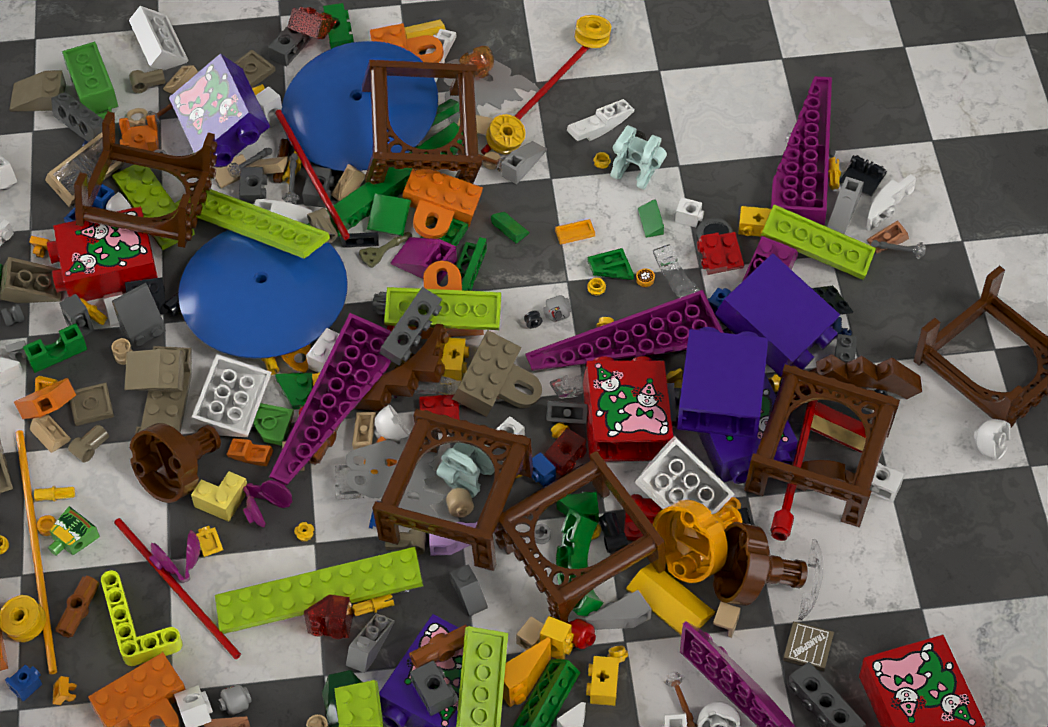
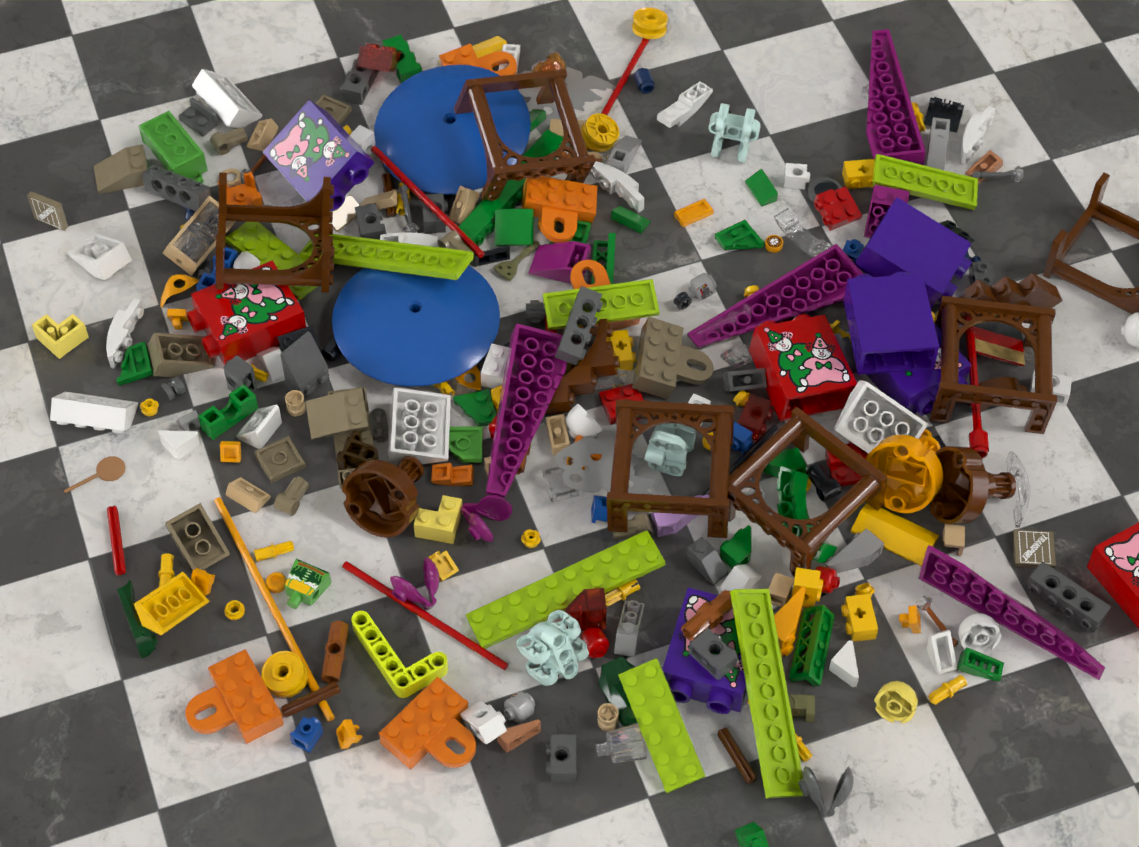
camera: 15 degrees left, 0 degrees up
(38, 648) = (310, 699): none -> reddish brown axle
(43, 218) = (170, 289): none -> light orange piece
(45, 400) = (235, 463): orange slope -> none
(83, 368) = (260, 426): none -> white slope
(127, 53) = (199, 117): none -> dark grey bracket
(160, 411) = (355, 452): none -> dark brown pin
(191, 388) = (379, 425): none -> clear smoke beam
(235, 169) = (348, 210): piece -> none
(282, 648) = (554, 648): none -> light aqua piece
(329, 649) = (596, 642): none -> red head
(459, 502) = (671, 482): tan head -> none
(497, 616) = (740, 578): none -> white slope
(504, 584) = (737, 549): none -> green slope
(506, 186) = (614, 180): none -> white slope
(569, 88) = (644, 80): none -> dark blue brick
(596, 282) = (731, 259): yellow plate -> none
(602, 160) = (697, 142): yellow plate -> none
(656, 694) = (912, 619): none -> light orange tile

